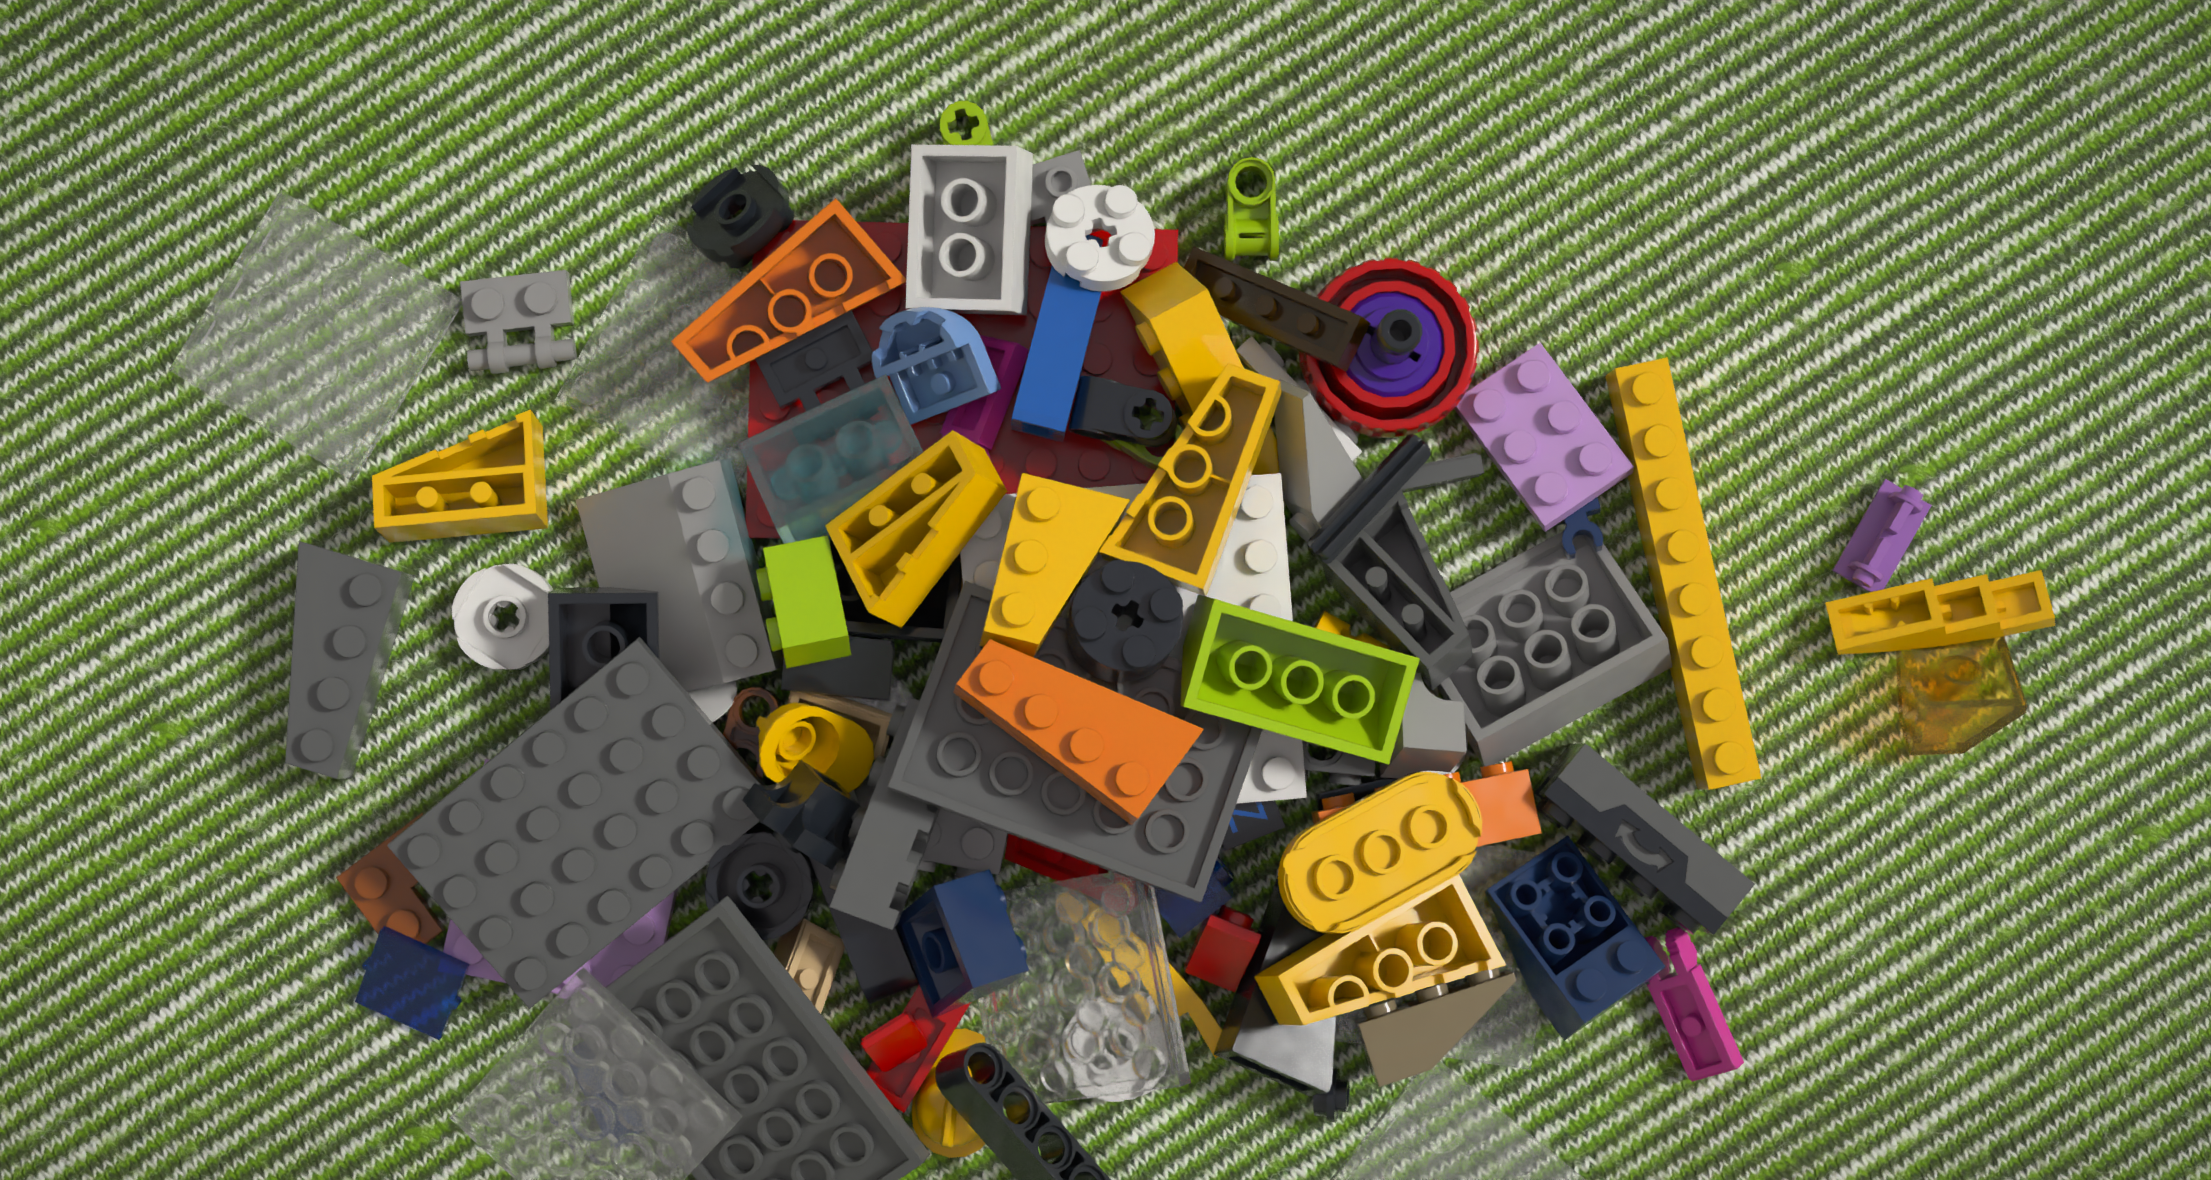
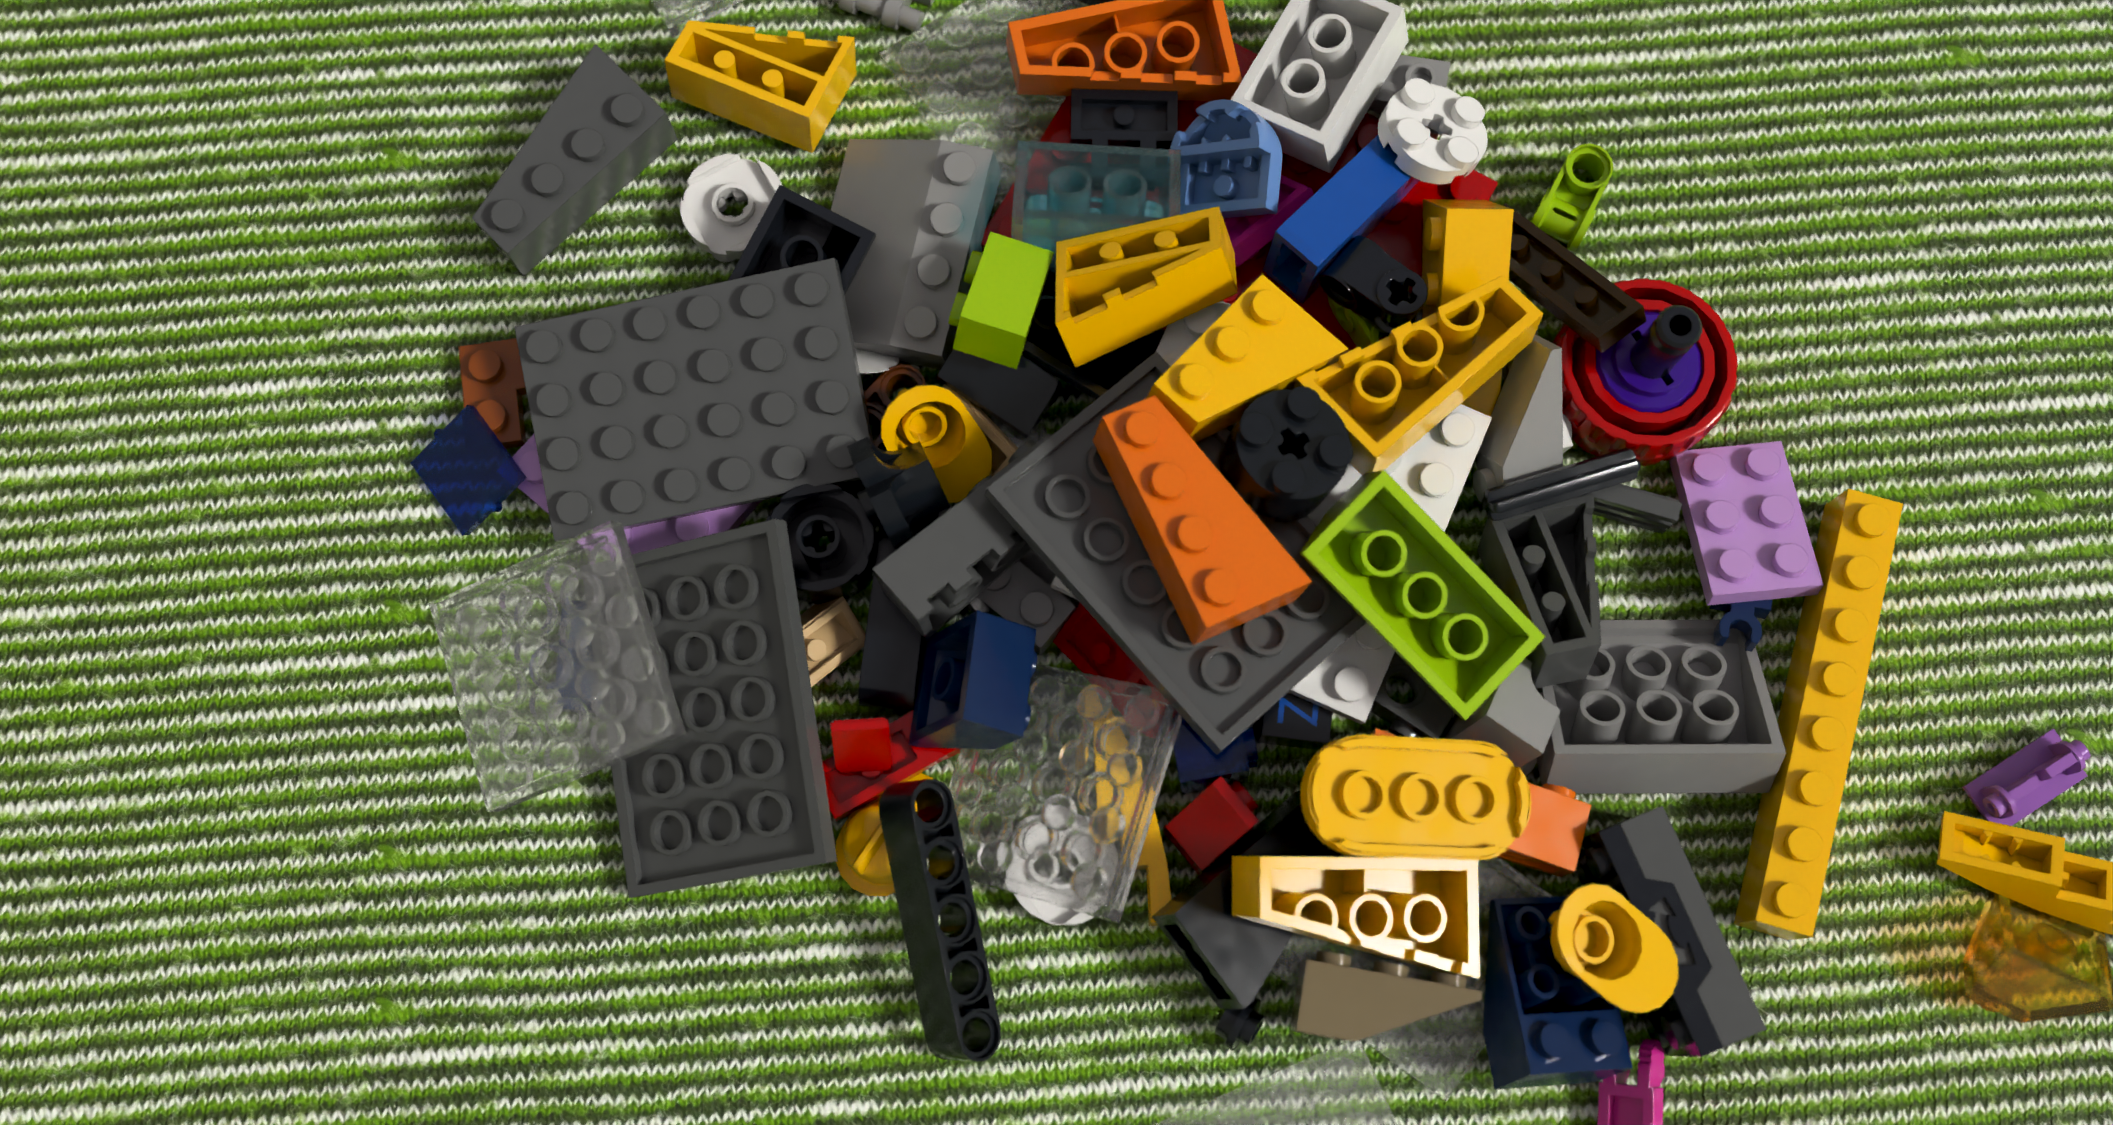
camera: 30 degrees right, 10 degrees down
(1603, 886) = (1614, 949): none -> yellow piece

